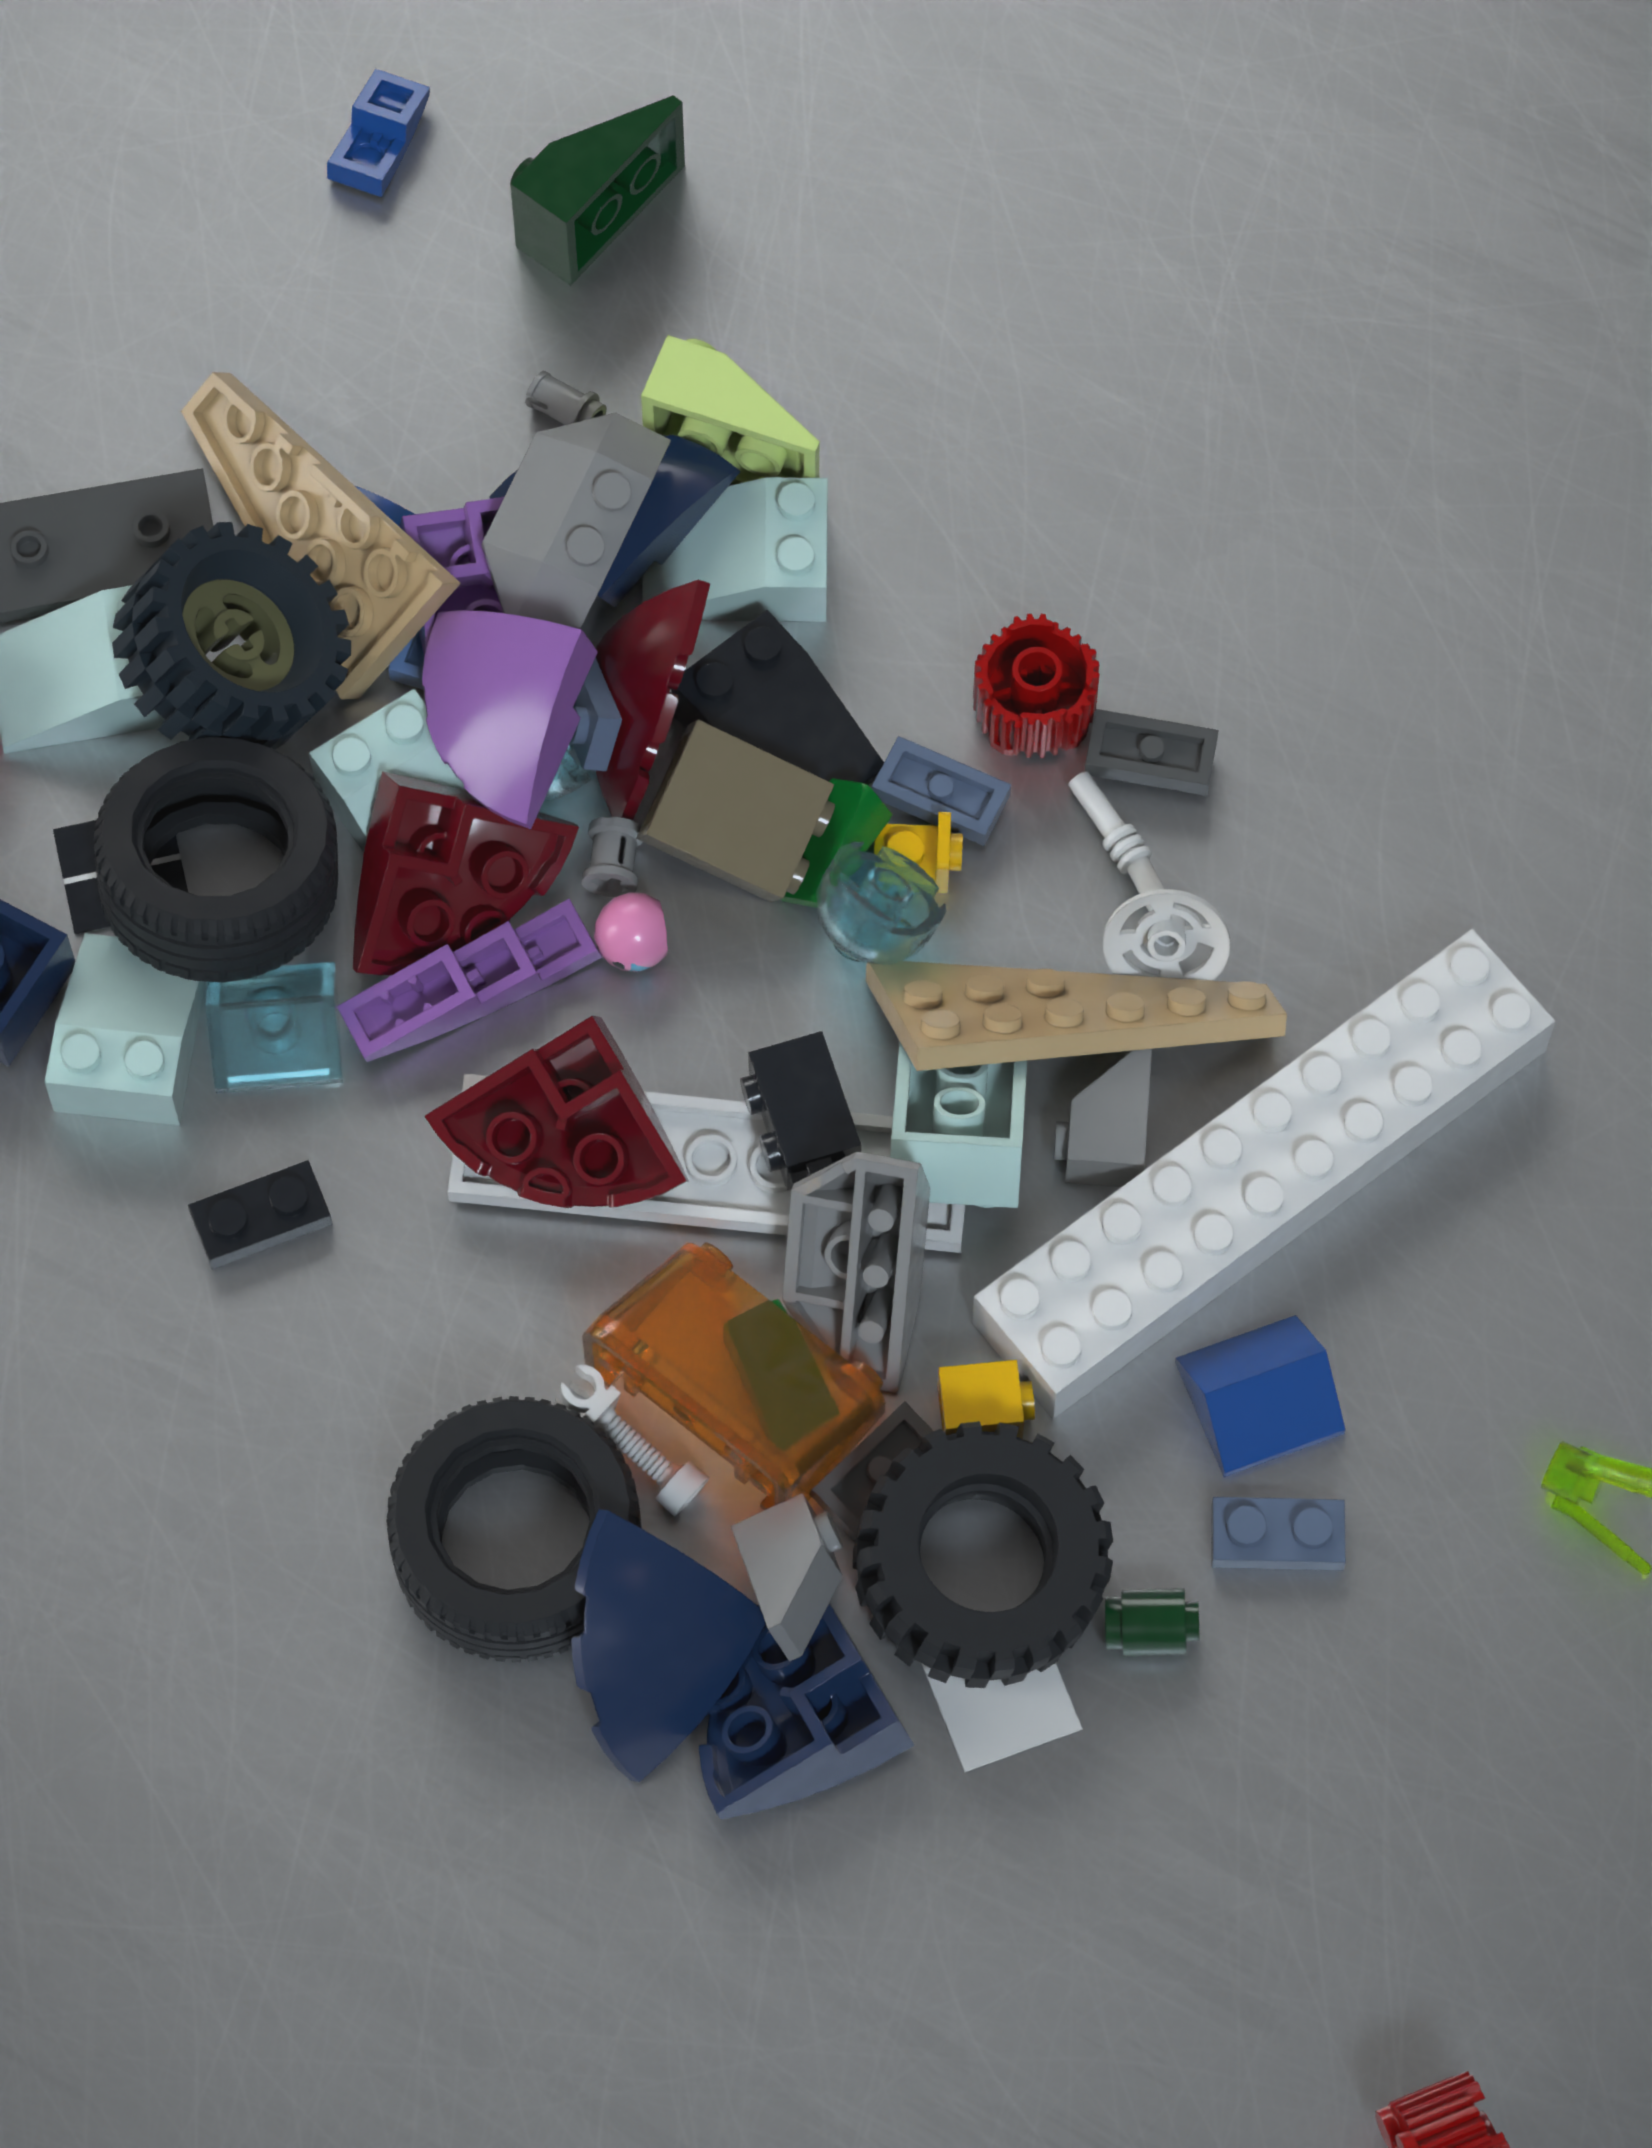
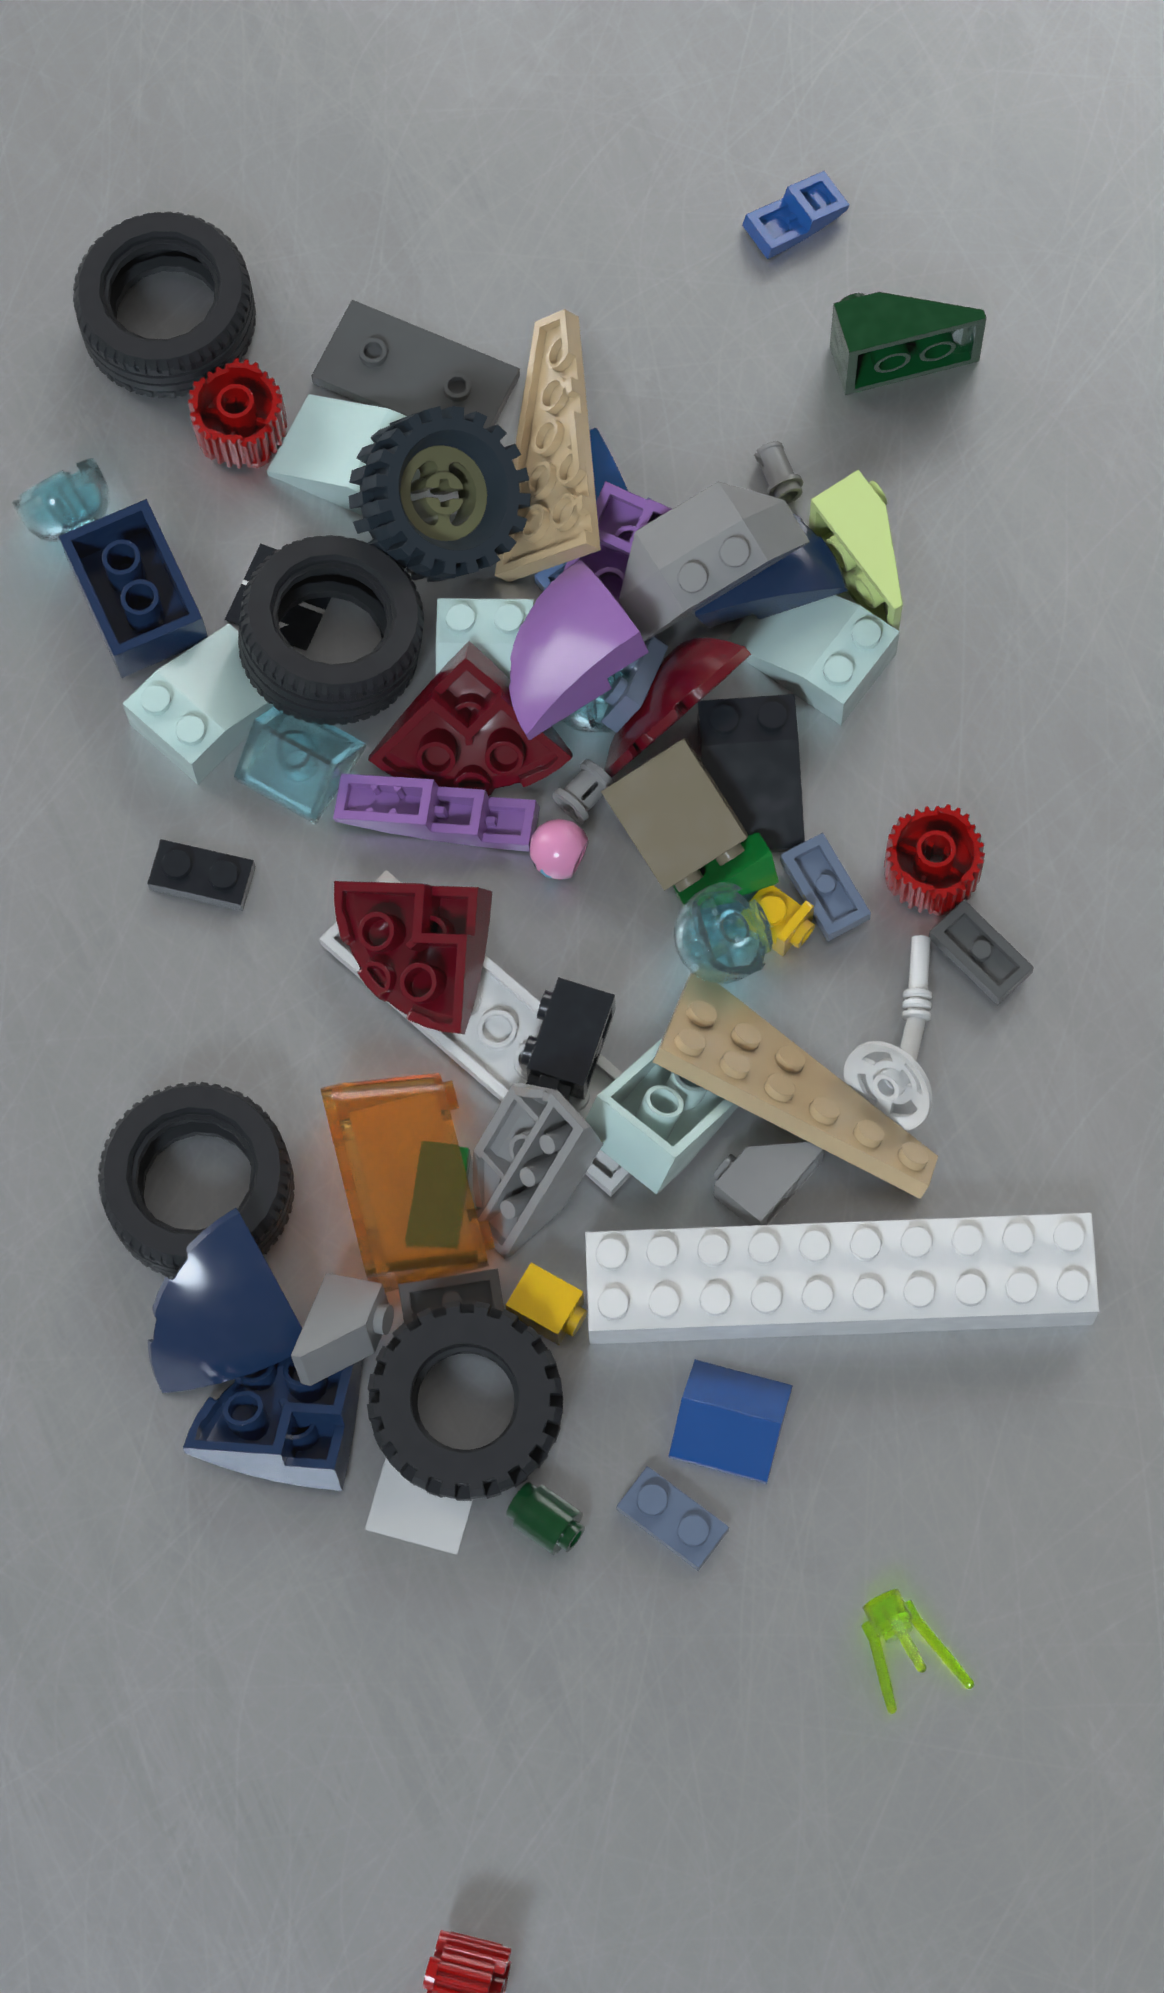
camera: 40 degrees right, 5 degrees up
(676, 1483) = (304, 1144): white bar -> none

